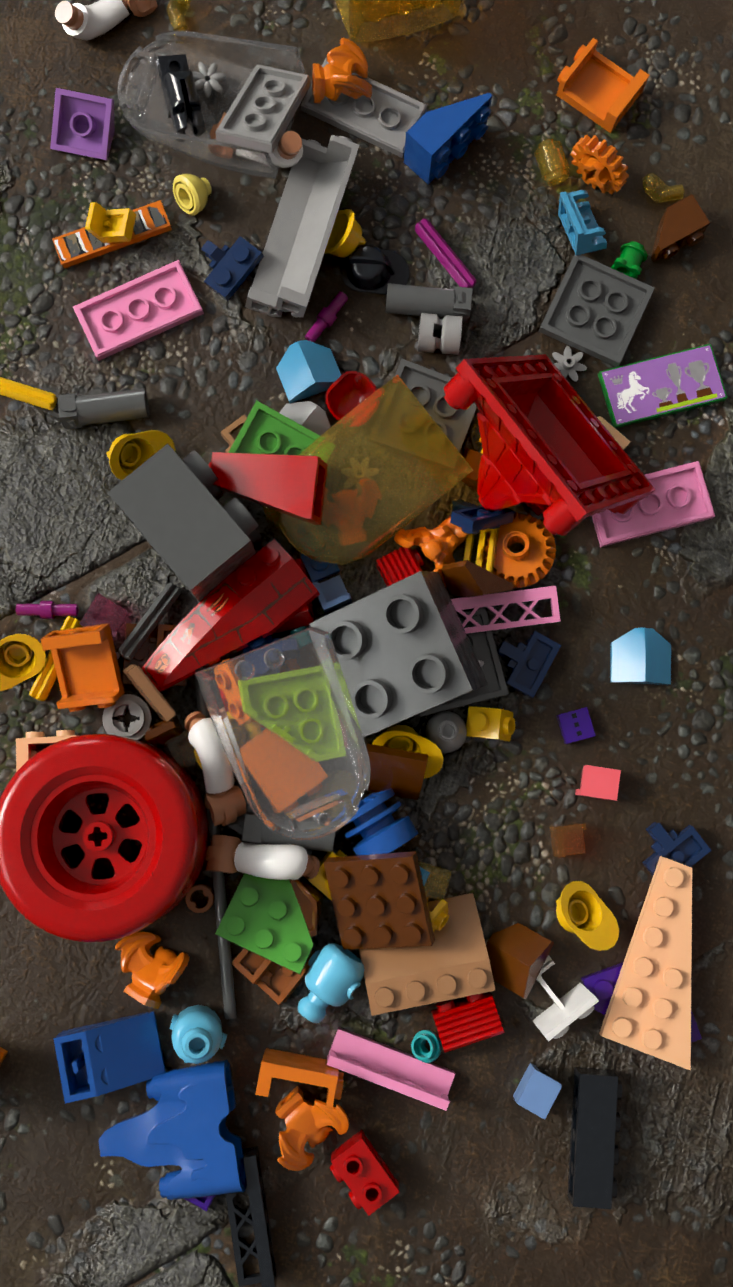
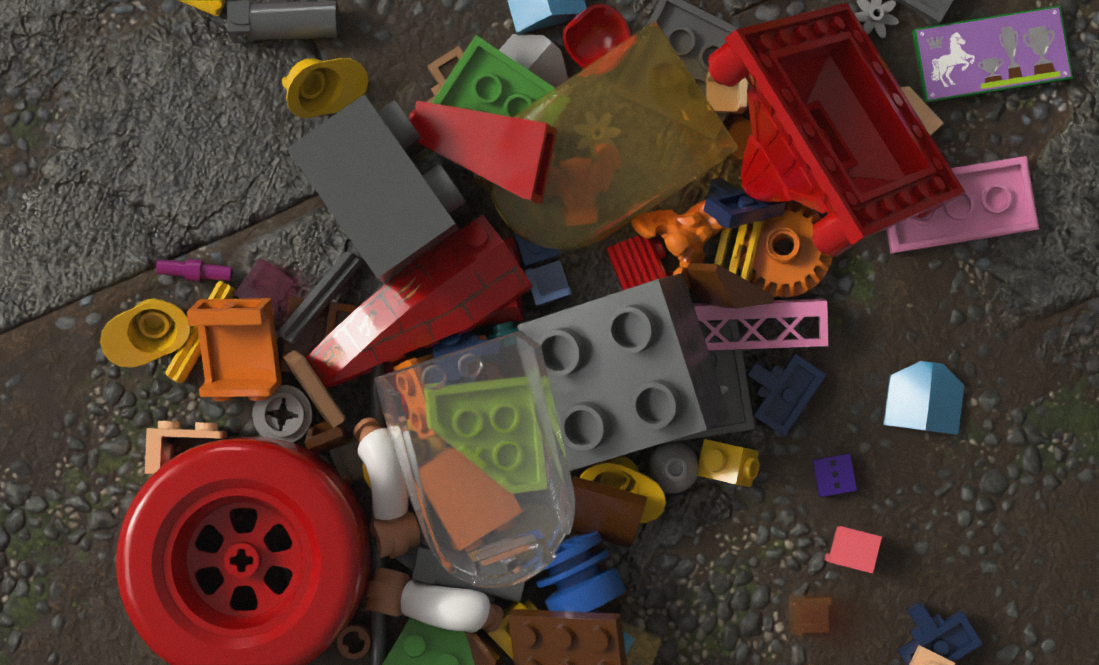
camera: 10 degrees right, 5 degrees up
(460, 427) = (725, 98): none -> tan panel

